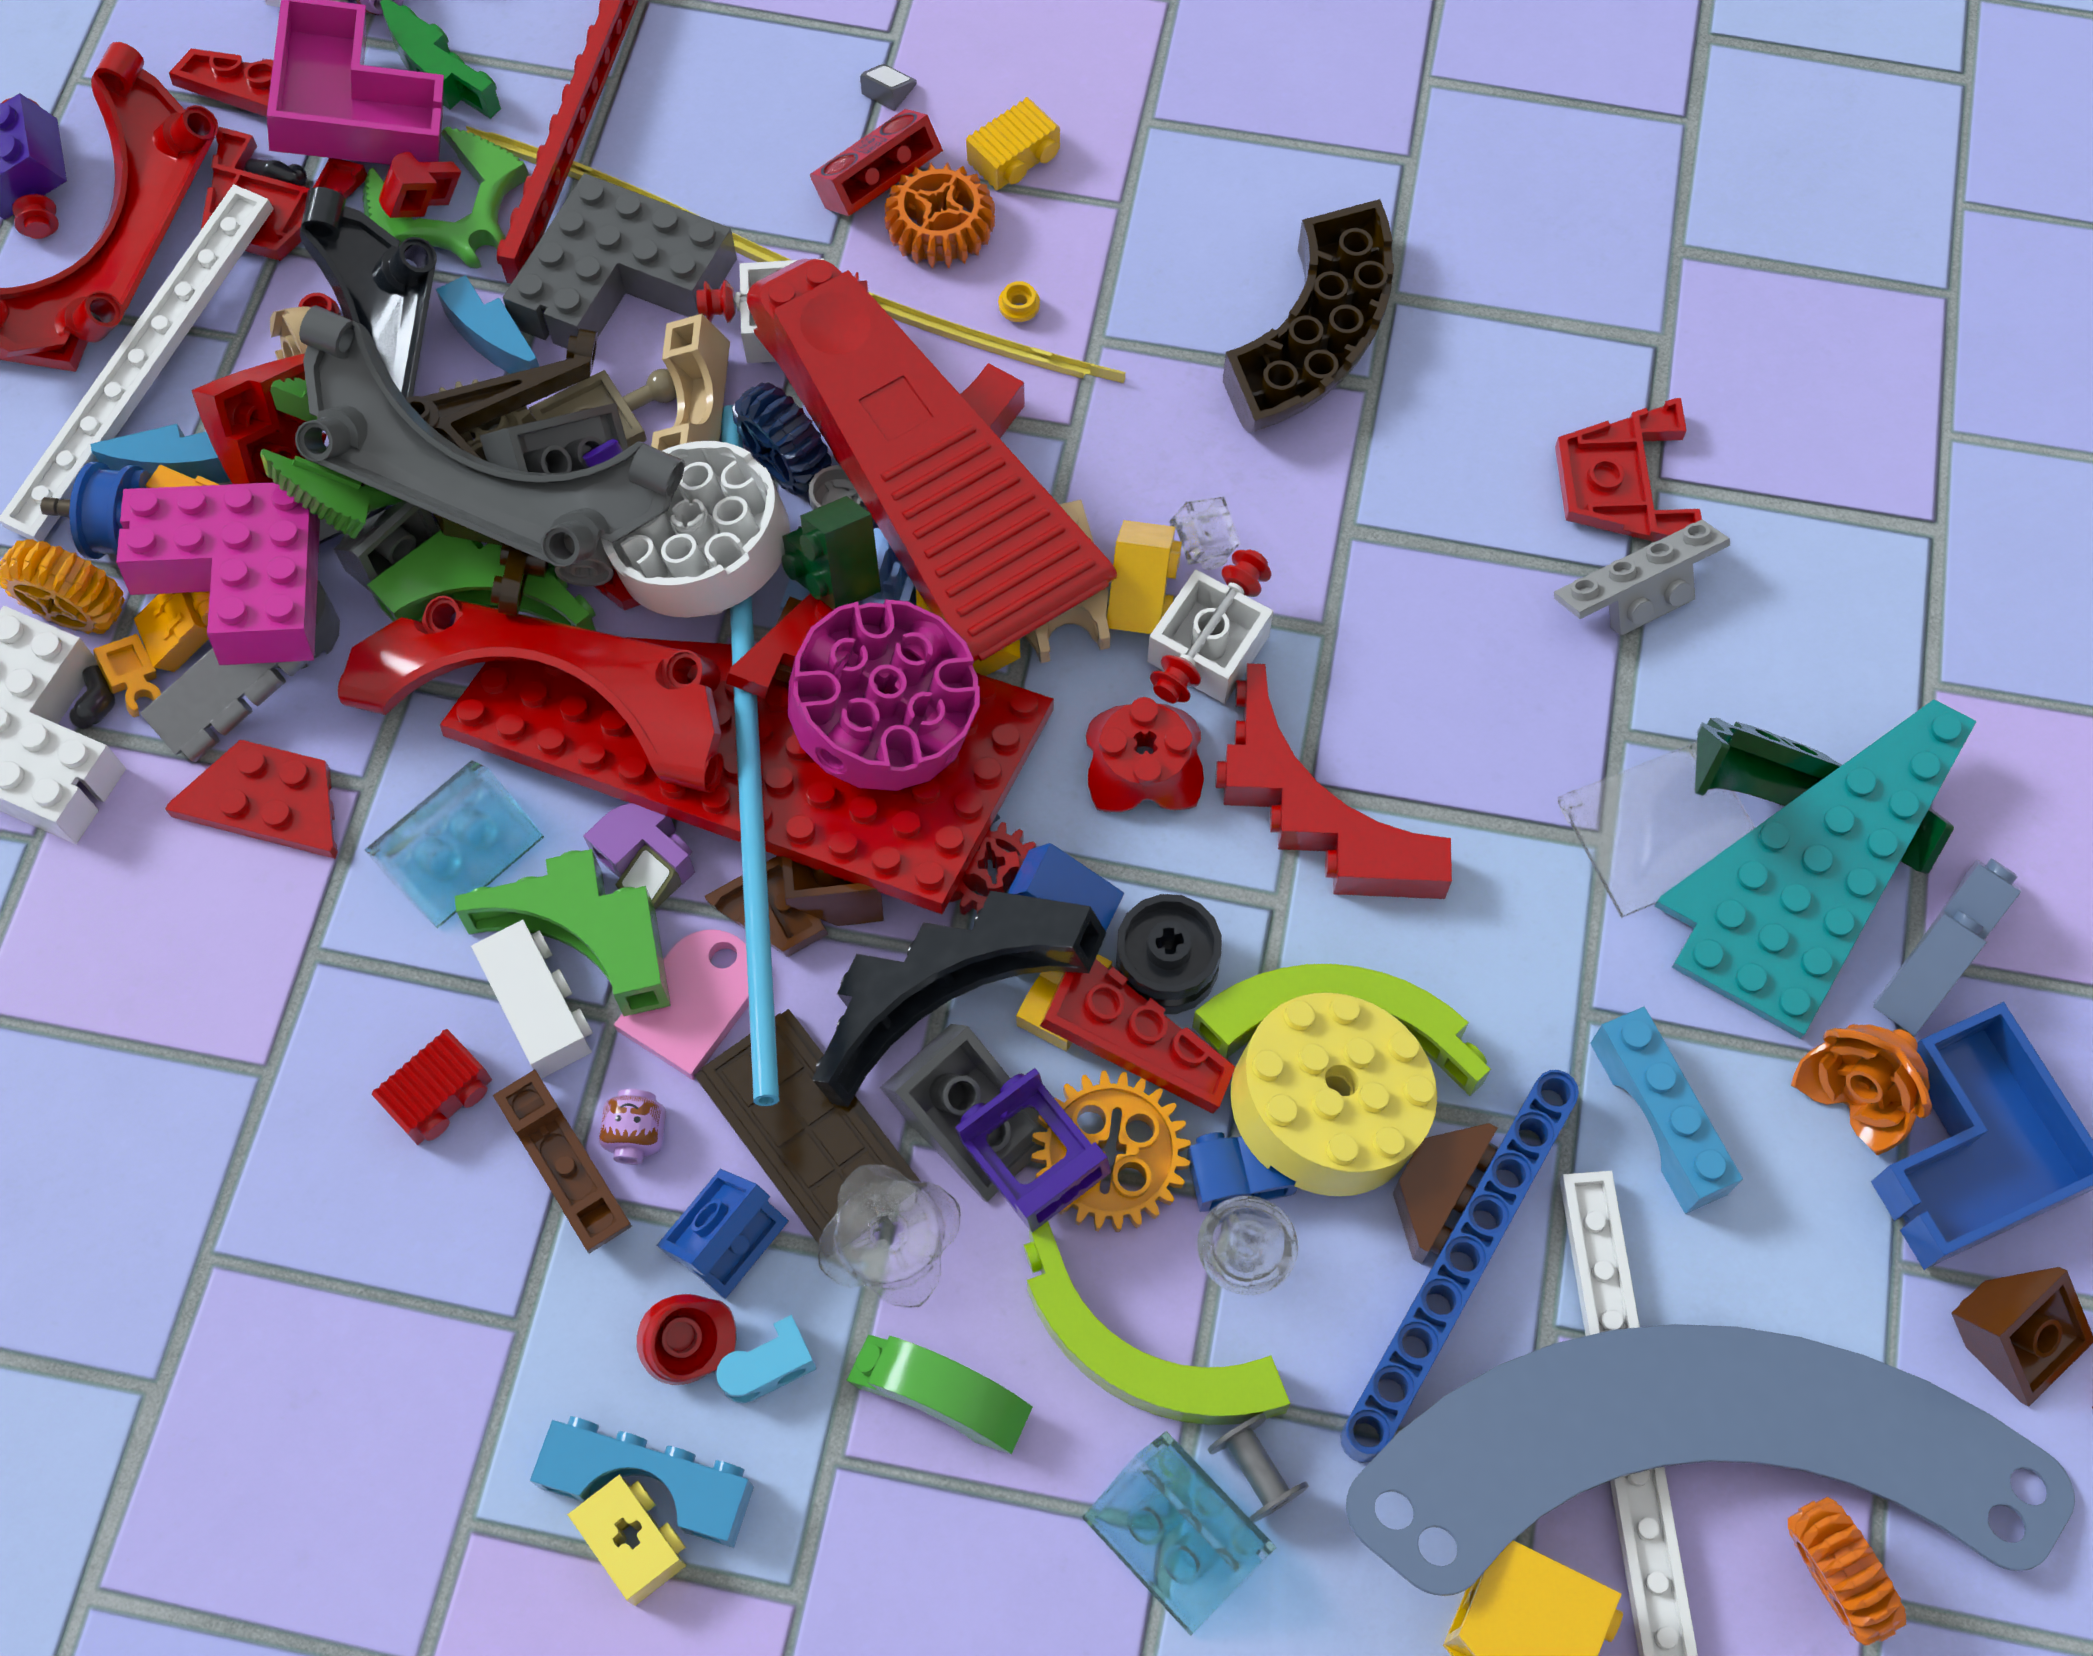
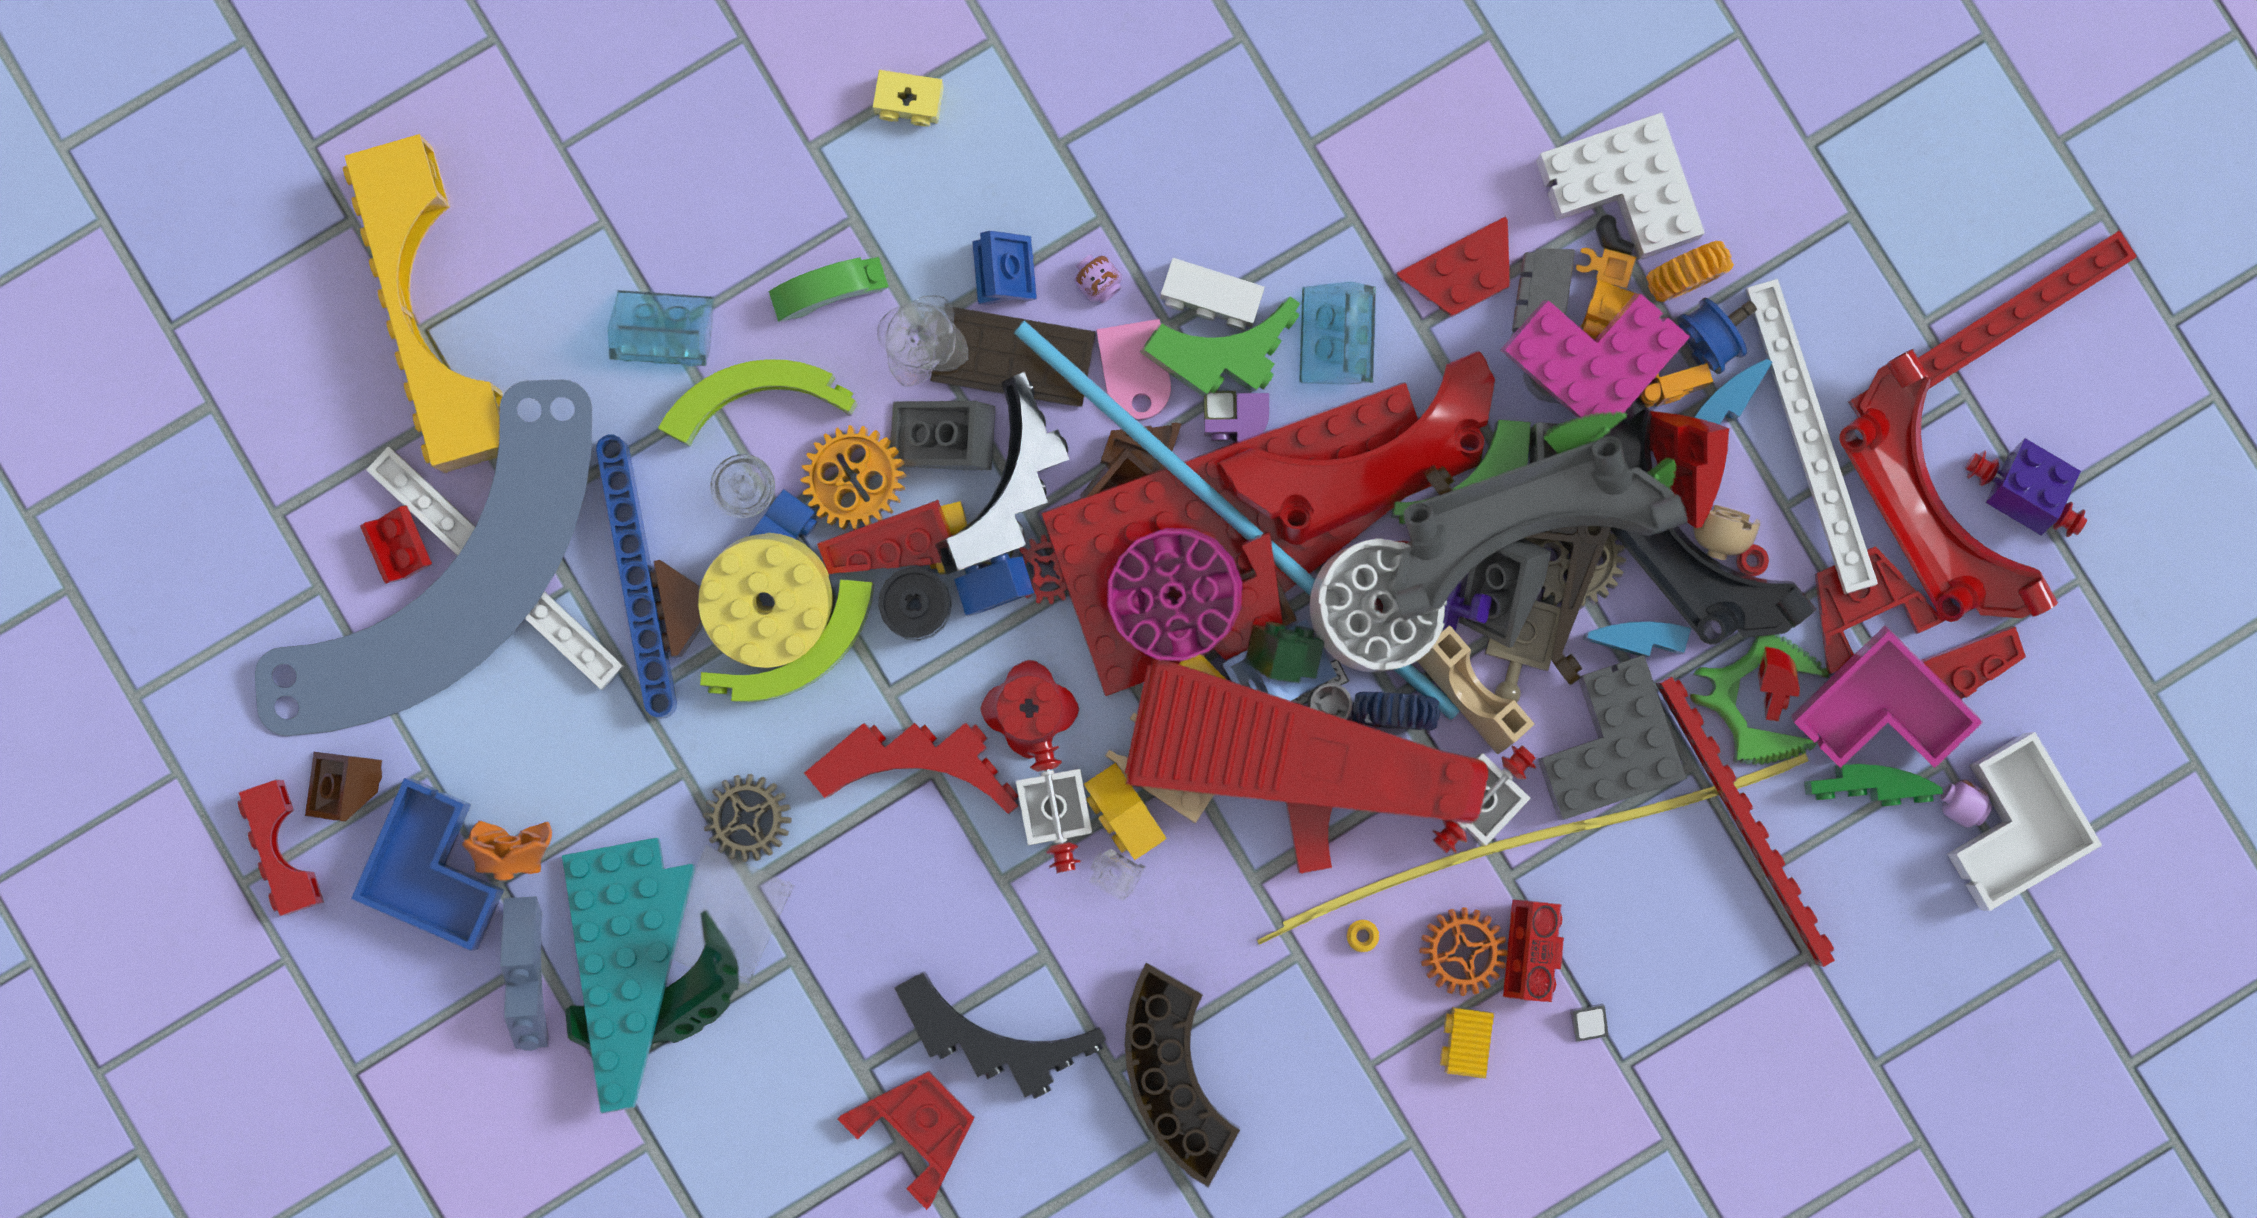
camera: 135 degrees right, 20 degrees up
(277, 170) = (1890, 618): black arm -> none
(433, 1087) = (1214, 207): red brick -> none
(562, 1161) = (1112, 231): reddish brown slope -> none
(581, 1462) = (963, 111): dark azure arch -> none
(685, 1338) = (969, 204): red hat -> none
(766, 1368) = (923, 219): medium azure leg -> none
(1058, 1186) = (858, 429): dark purple window -> none
(1257, 1467) = (648, 387): flat silver piece -> none
(1486, 481) = (1029, 1061): none -> black arch
(1590, 898) = (724, 832): none -> dark tan gear
(1646, 581) = (851, 1060): light grey bracket -> none
(1688, 1144) = (599, 746): dark azure arch -> none
(1737, 1560) = (396, 545): none -> red bracket
(1847, 1571) = (340, 575): orange gear -> none

